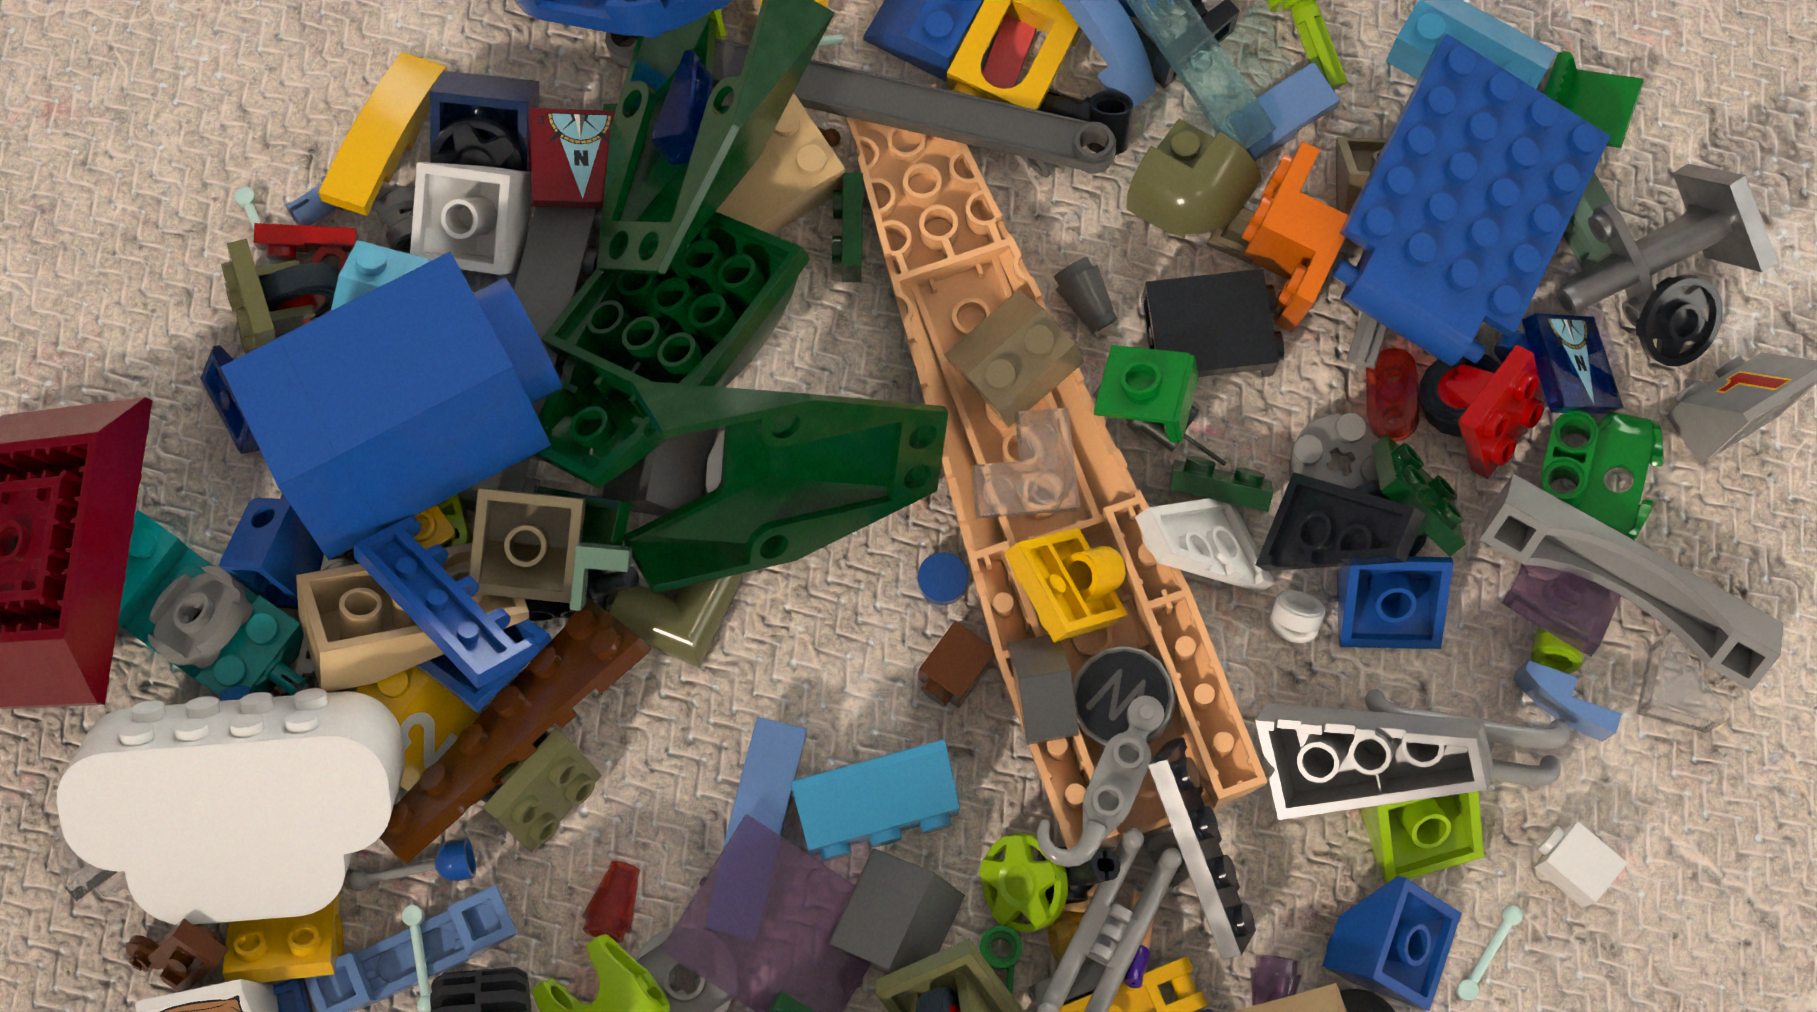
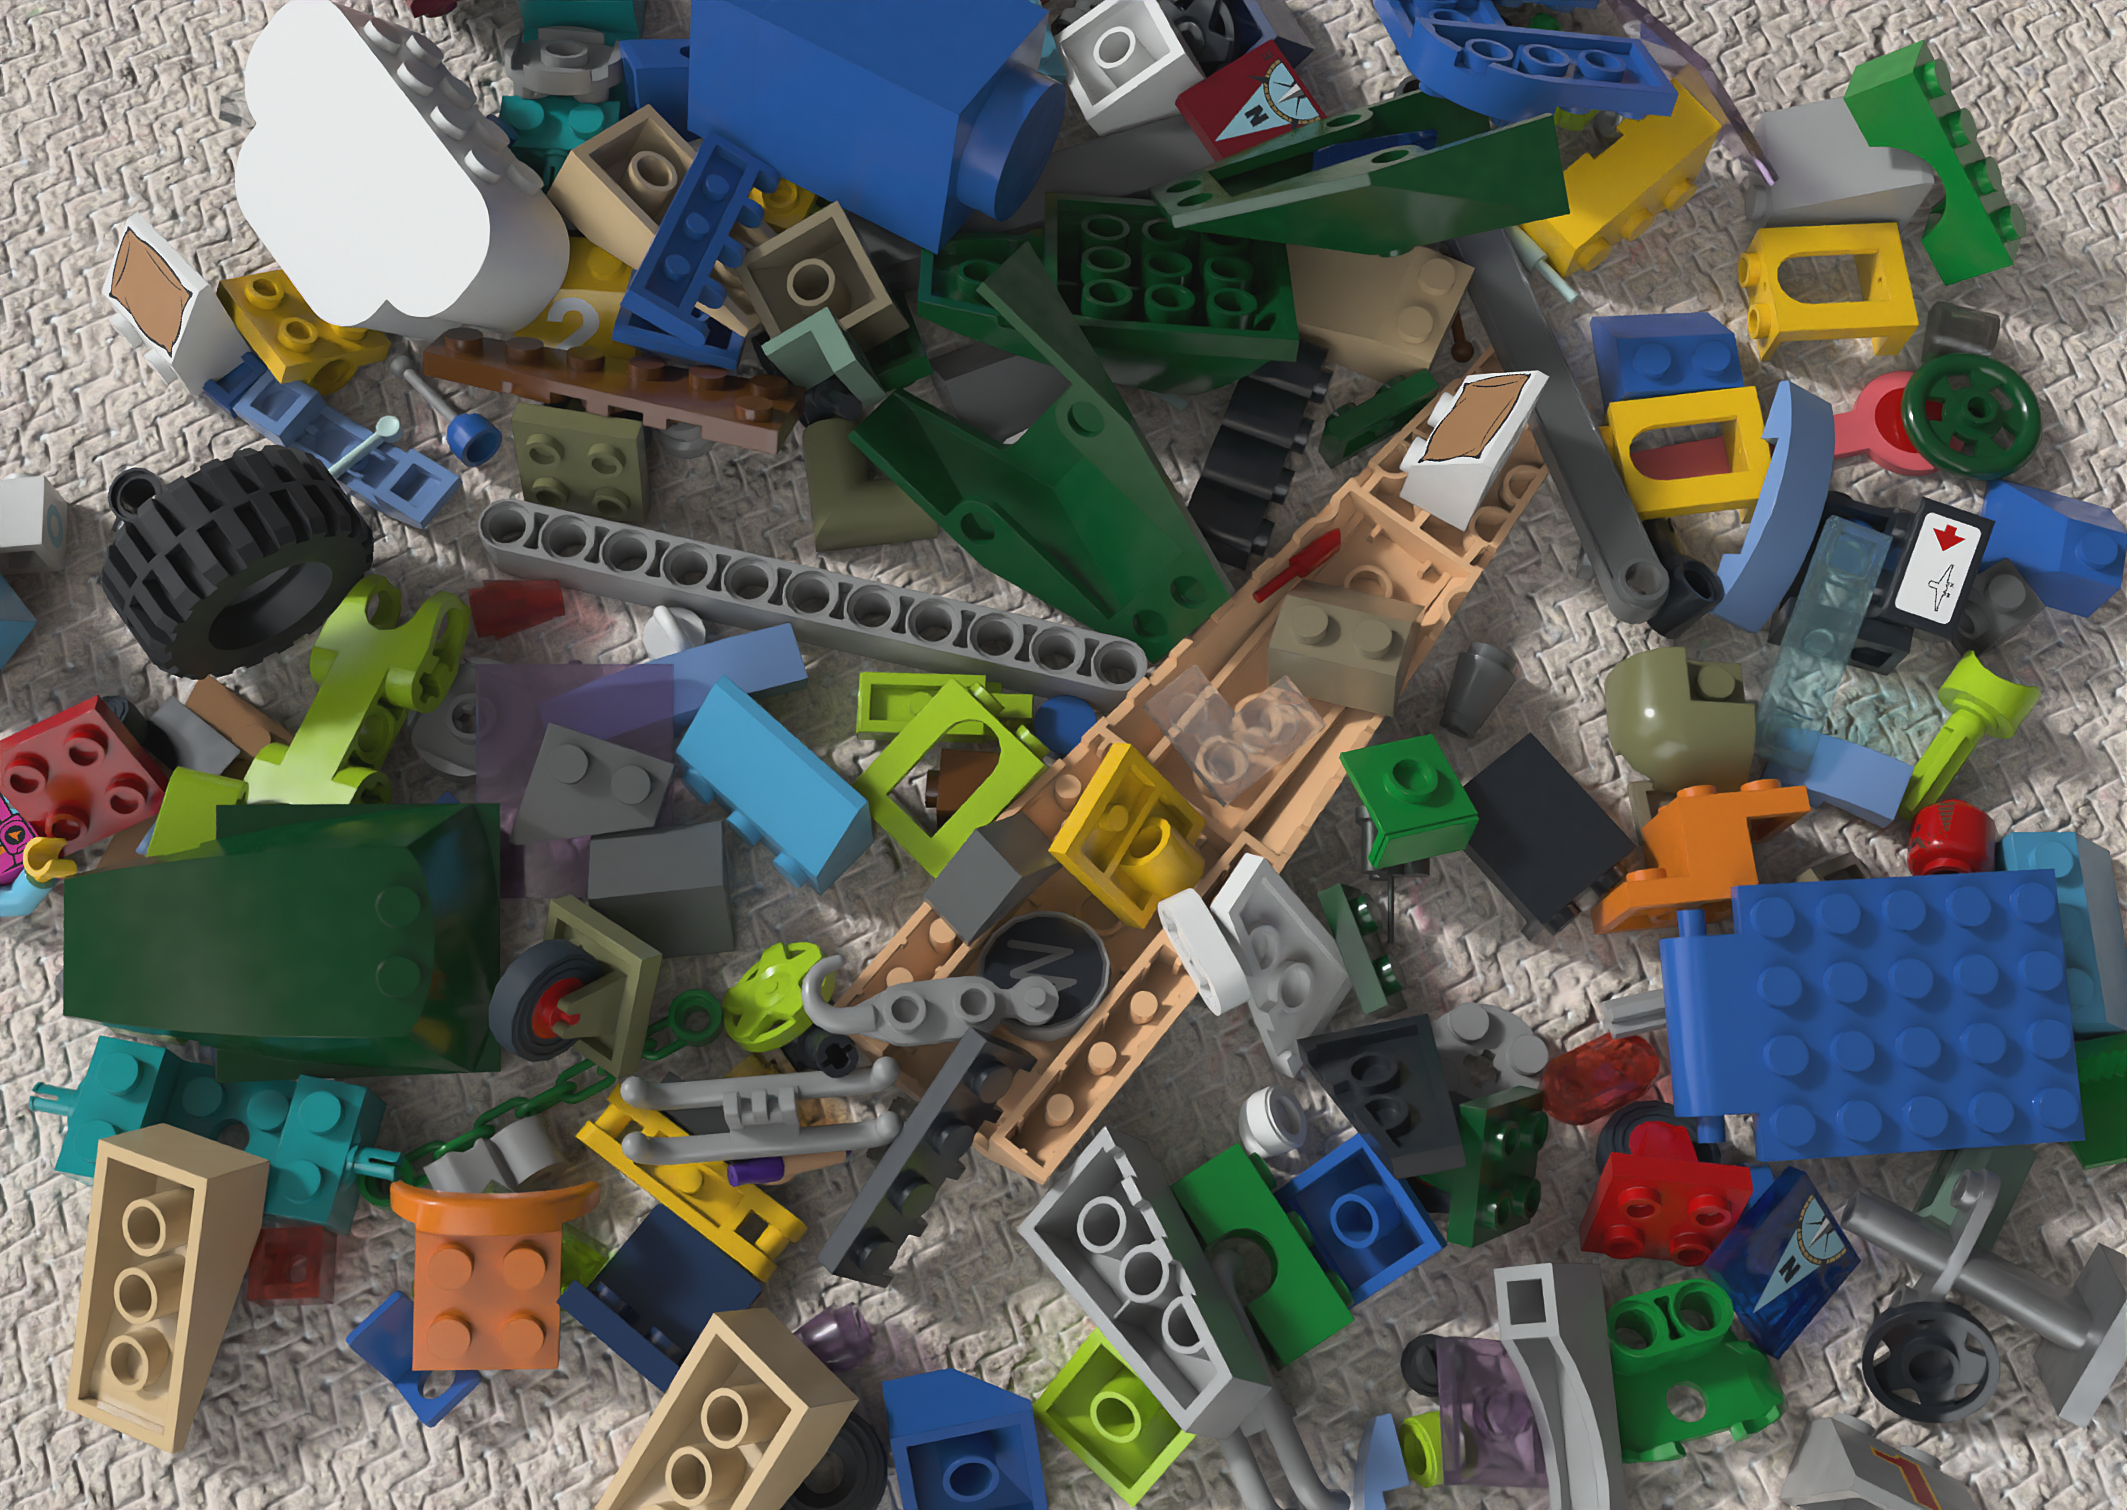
camera: 55 degrees right, 5 degrees down
(183, 953) = (227, 241): reddish brown hinge -> none
(708, 804) = (672, 631): none -> white tile
(738, 718) = (790, 585): none -> light grey beam
(799, 924) = (590, 788): none -> dark grey wing
(836, 338) = (1252, 452): none -> black brick
(877, 656) = (893, 699): none -> lime hinge
(900, 644) = (1017, 770): none -> lime panel
(928, 182) = (1469, 443): none -> white slope
(932, 346) = (1303, 563): none -> red piece
(1179, 585) = (1204, 951): none -> white beam
(1376, 76) = (1951, 840): none -> red head
(1422, 672) = (1235, 1200): none -> green arch
(1501, 620) = (1420, 1365): none -> black piece

